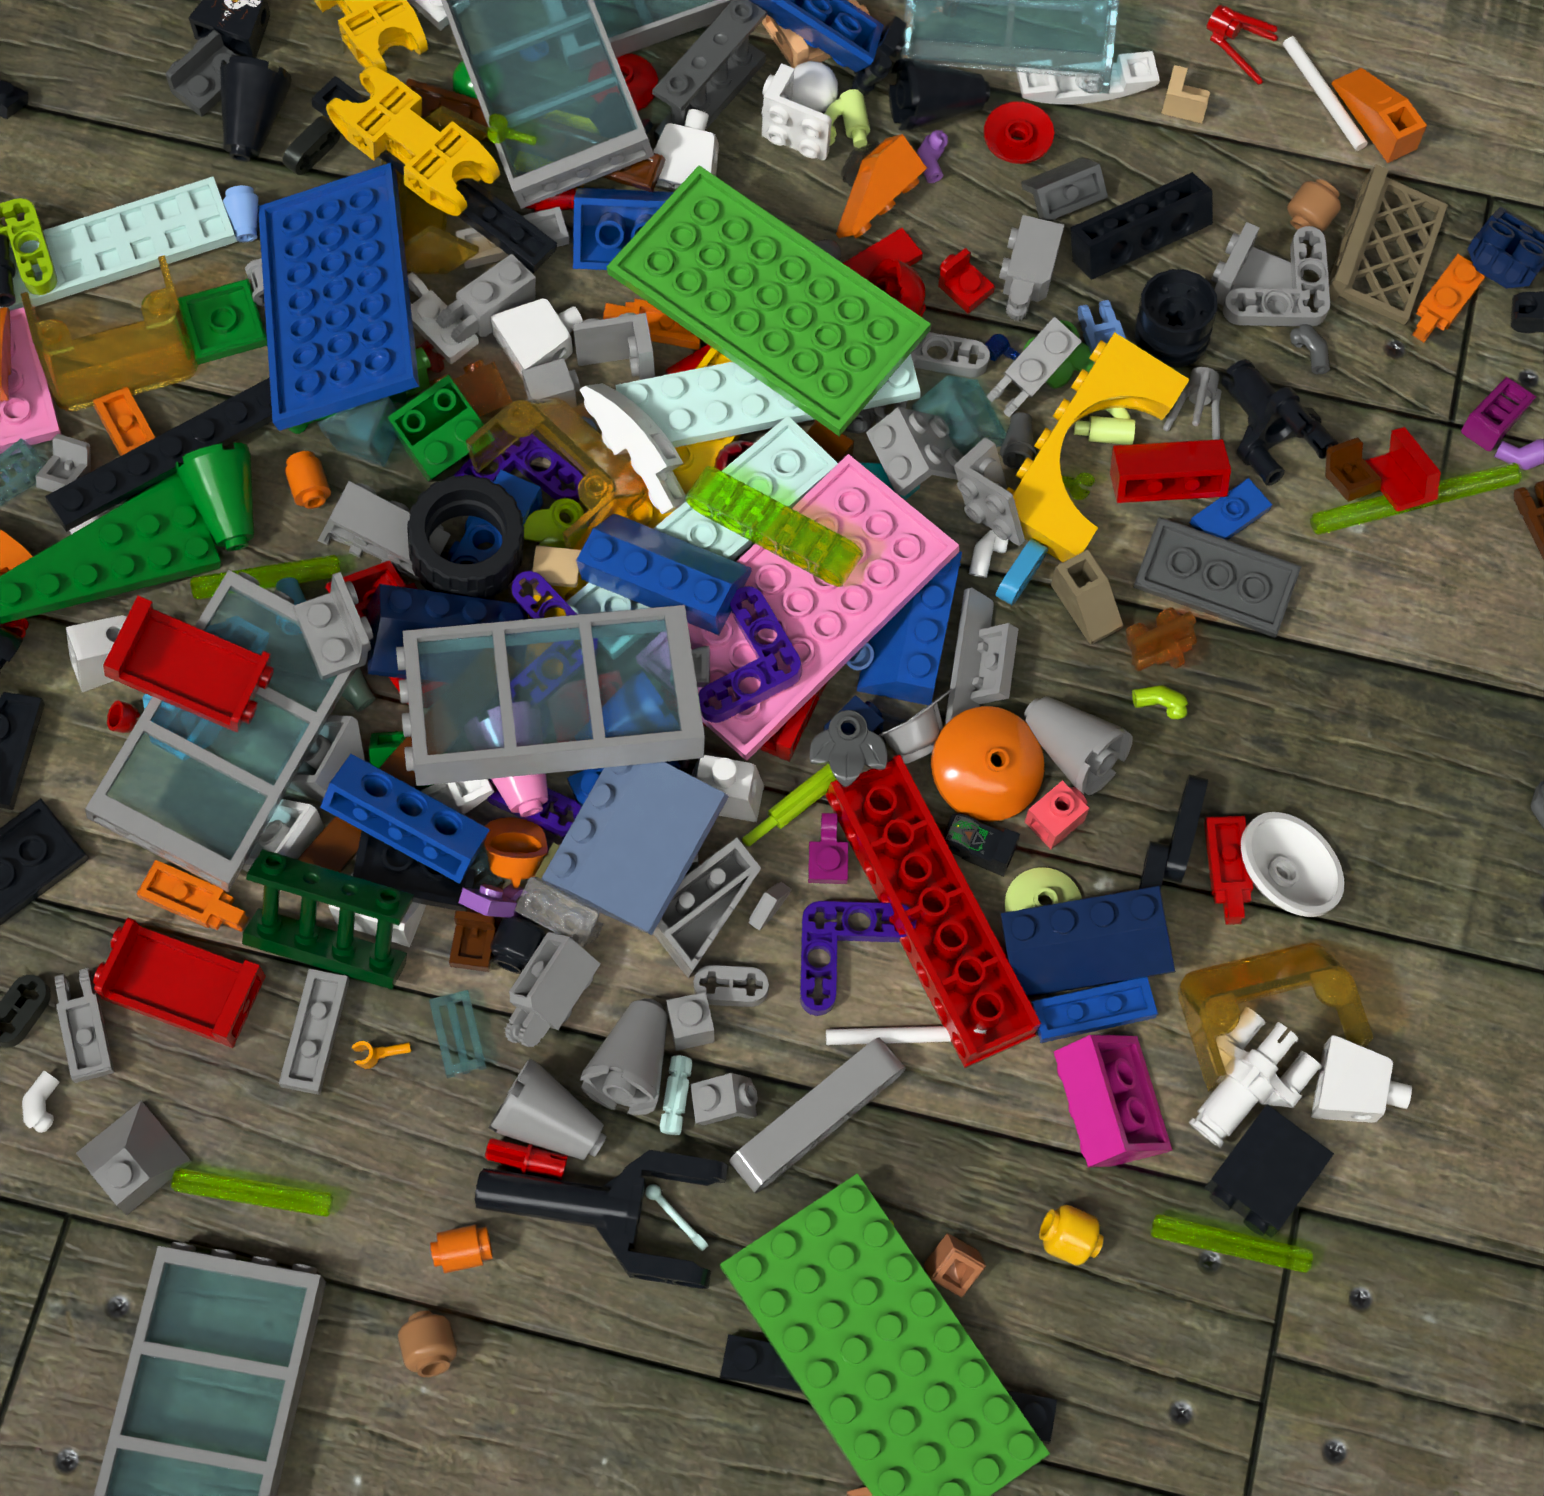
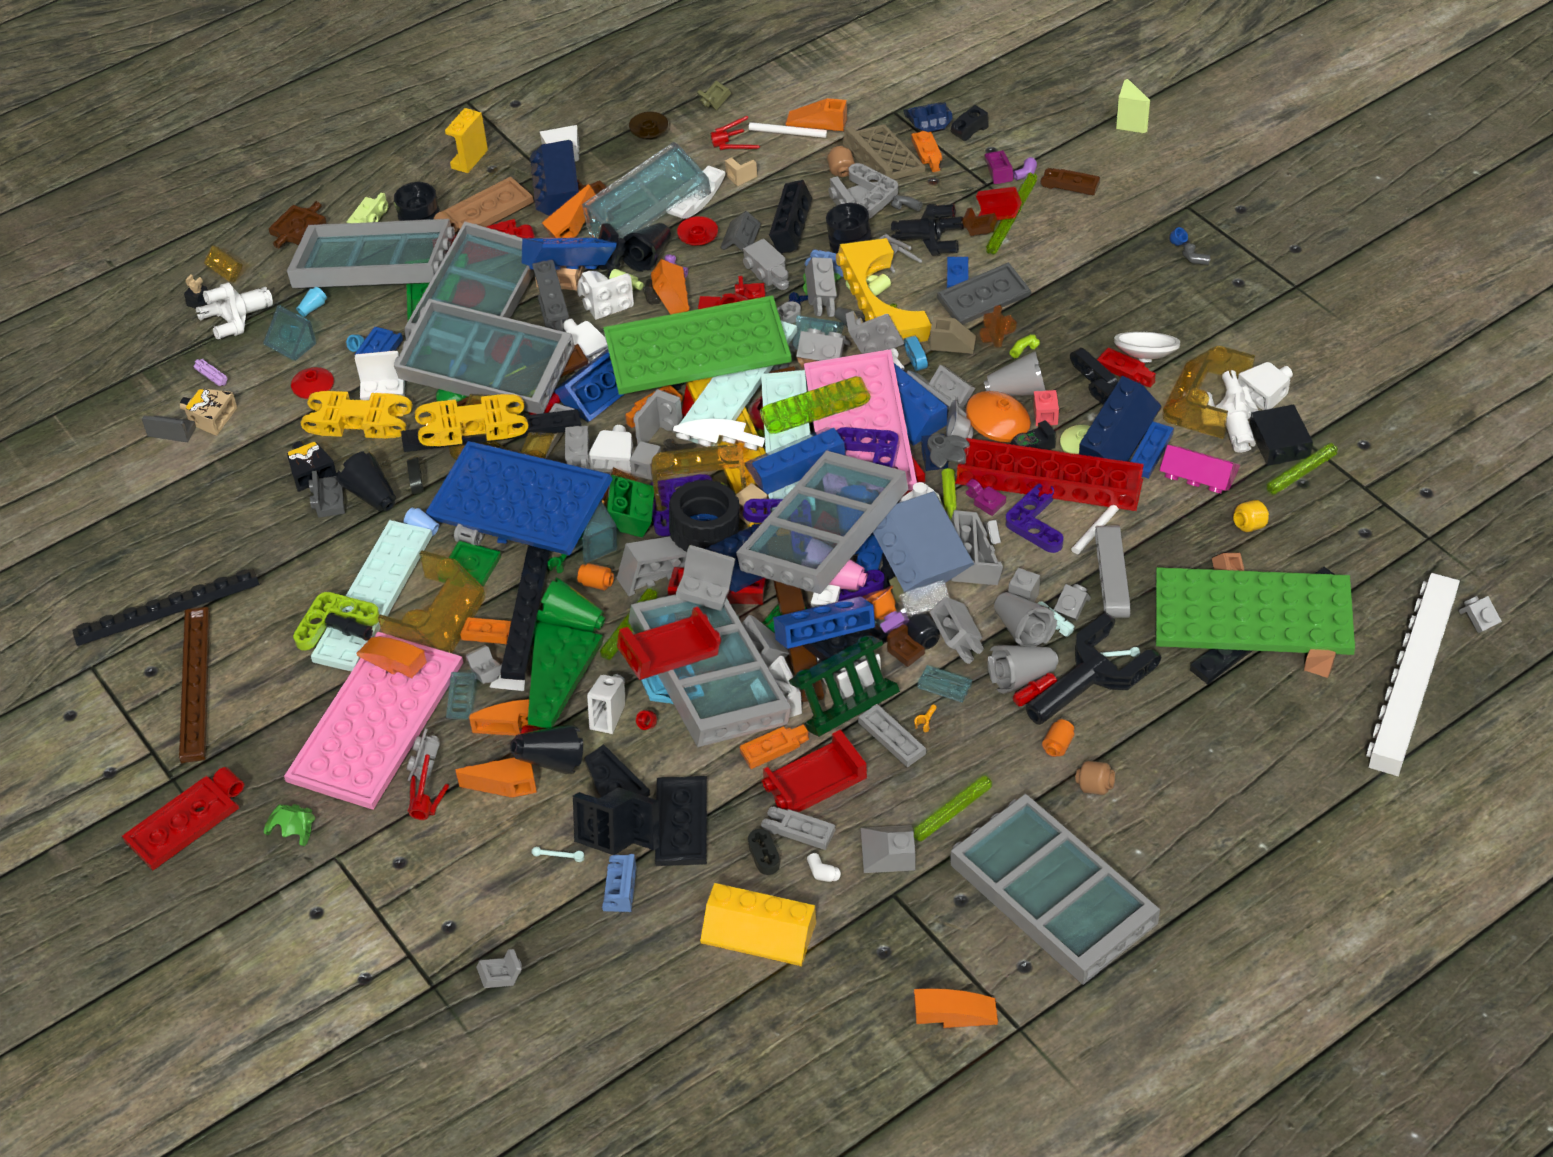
camera: 45 degrees left, 20 degrees down
(503, 131) = (504, 384): clear neon green hand -> none
(732, 976) = (1015, 563): light grey beam -> none
(1170, 471) = (919, 276): red brick -> none

